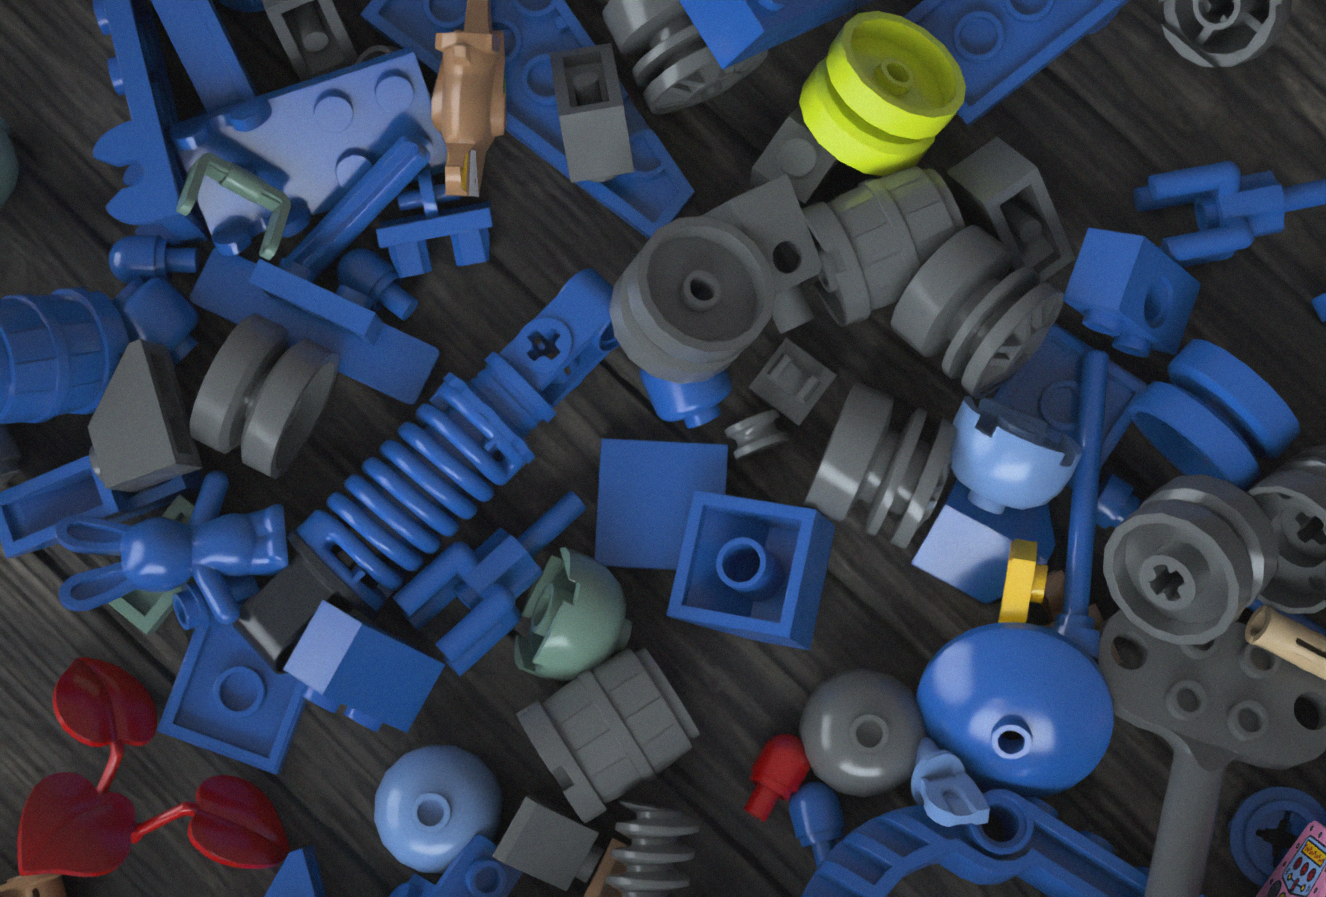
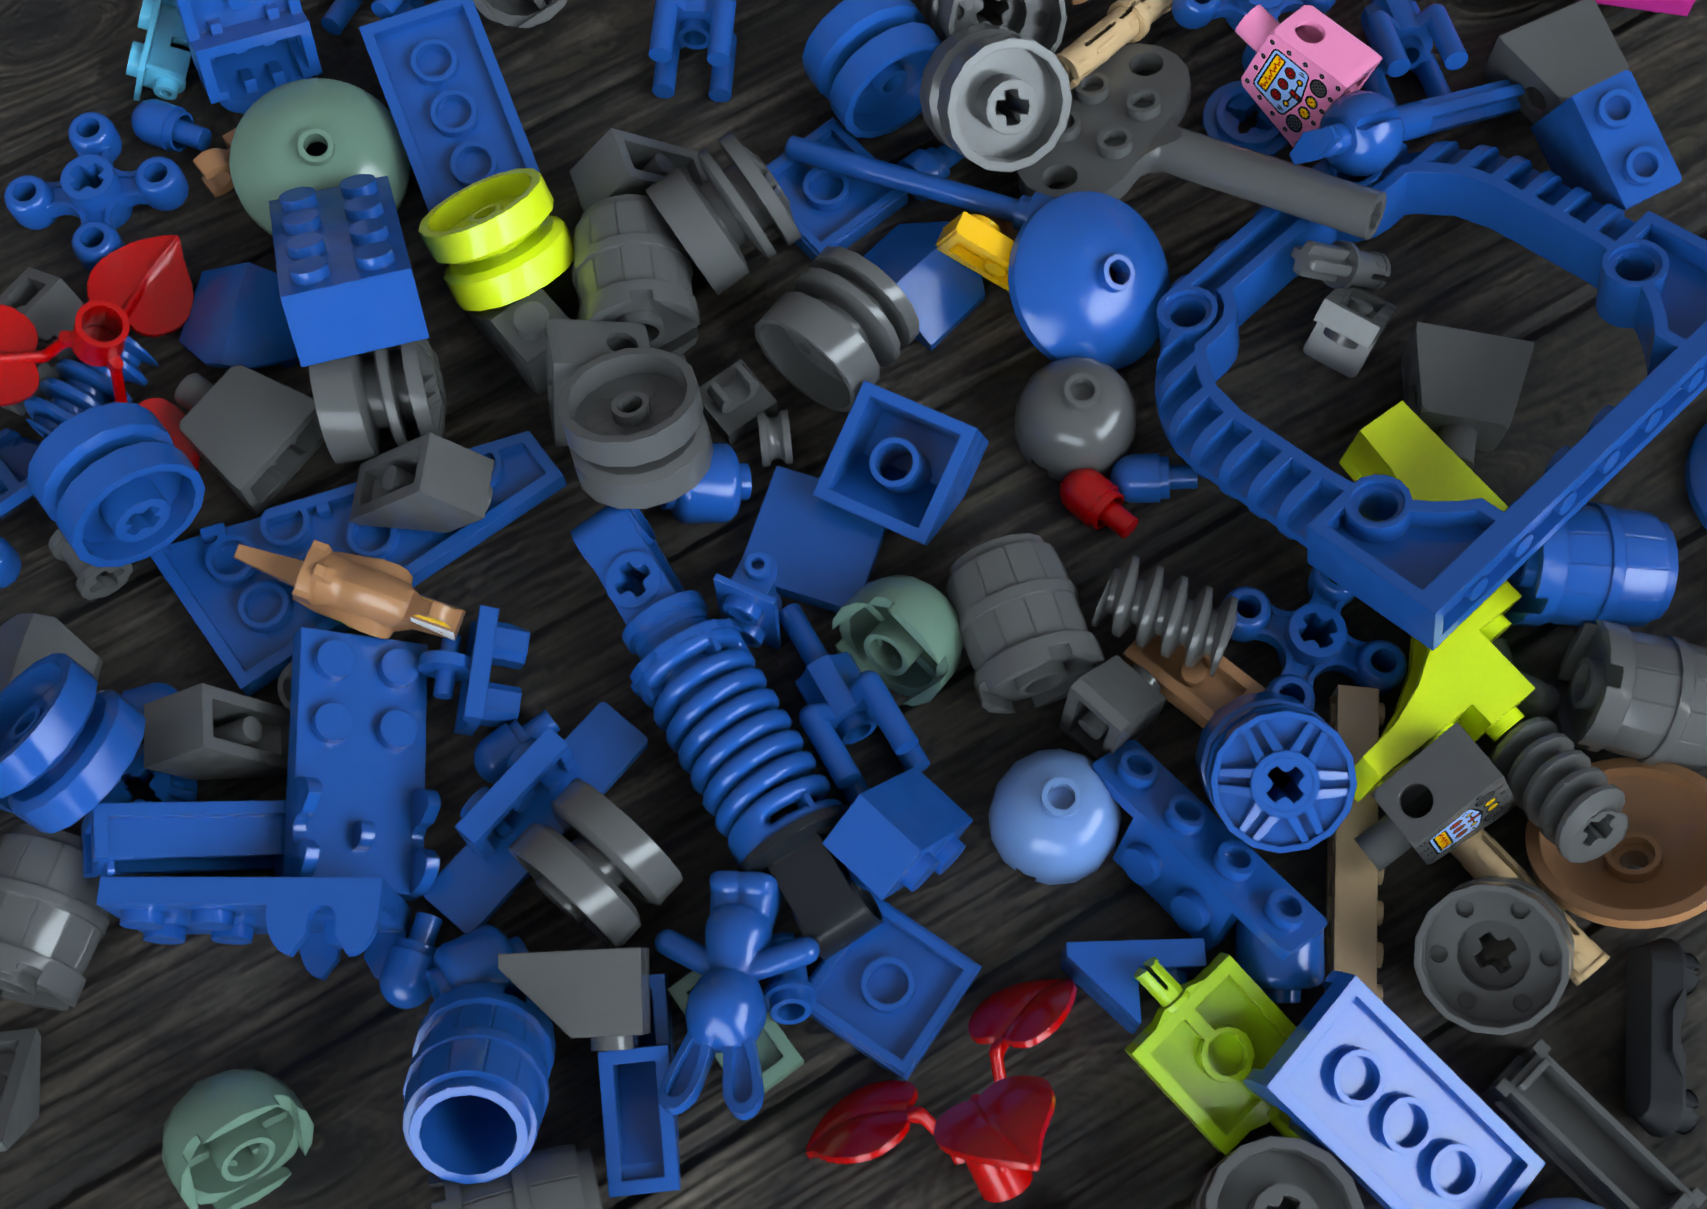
camera: 80 degrees left, 15 degrees down
(245, 185) = (347, 842): sand green piece -> none
(361, 204) = (431, 725): blue axle -> none
(560, 465) = (752, 599): none -> blue hinge
(945, 788) = (1151, 344): medium blue piece -> none
(1008, 456) = (866, 218): medium blue cylinder -> none
(1131, 292) = (745, 95): blue brick -> none

